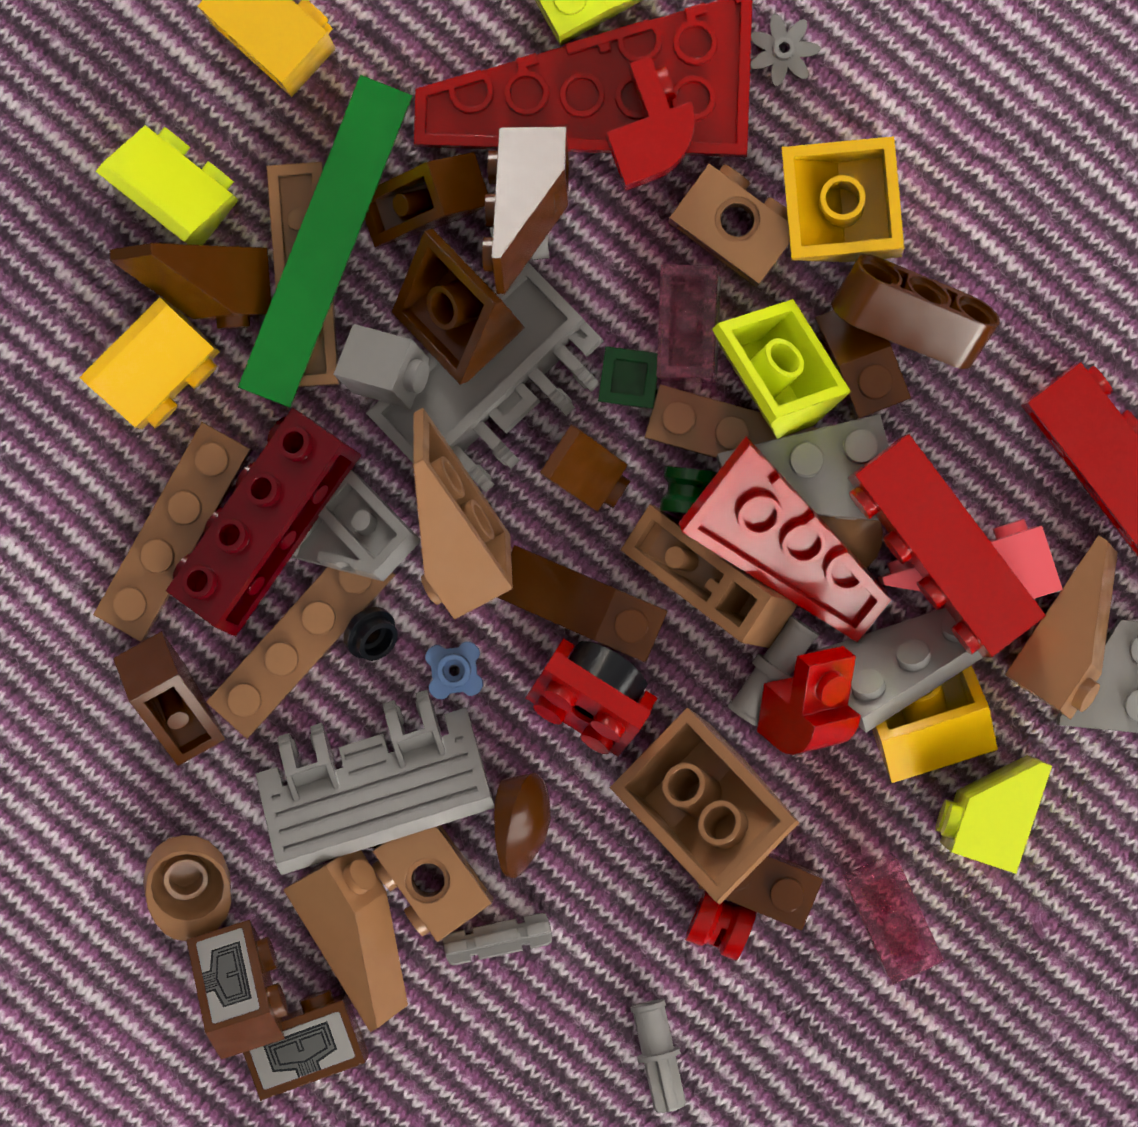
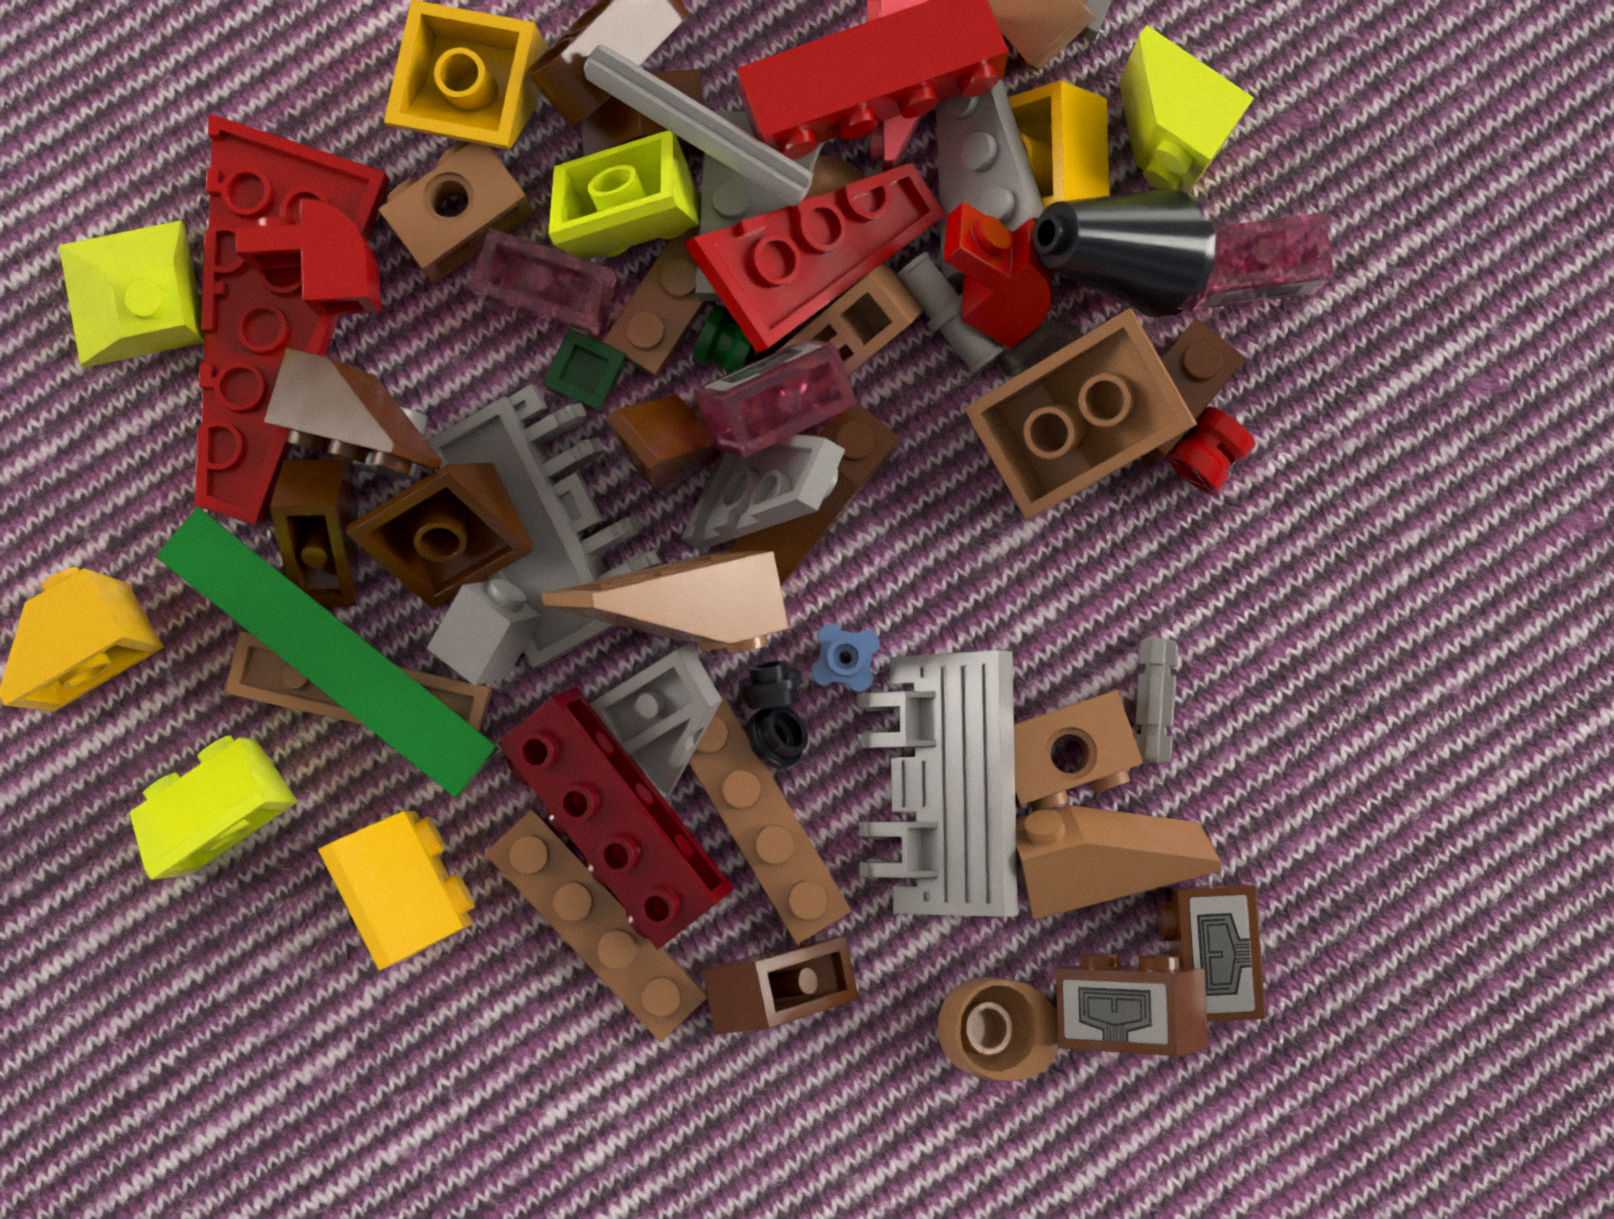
camera: 80 degrees left, 5 degrees down
(203, 279) = (316, 800): reddish brown slope -> none
(411, 615) = (770, 685): none -> black plate
(520, 821) = (1033, 630): reddish brown hat -> none
(570, 558) = (763, 489): none -> light grey wing
(594, 695) = (919, 509): red piece -> none
(643, 550) = (775, 397): none -> clear pink brick
(658, 1055) = (1333, 562): light grey axle -> none
(767, 759) = (1037, 346): none -> clear smoke tile
(780, 60) = (296, 113): light grey plant -> none
(853, 415) = (698, 125): none -> light grey axle
(864, 807) = (1130, 247): none -> black cone

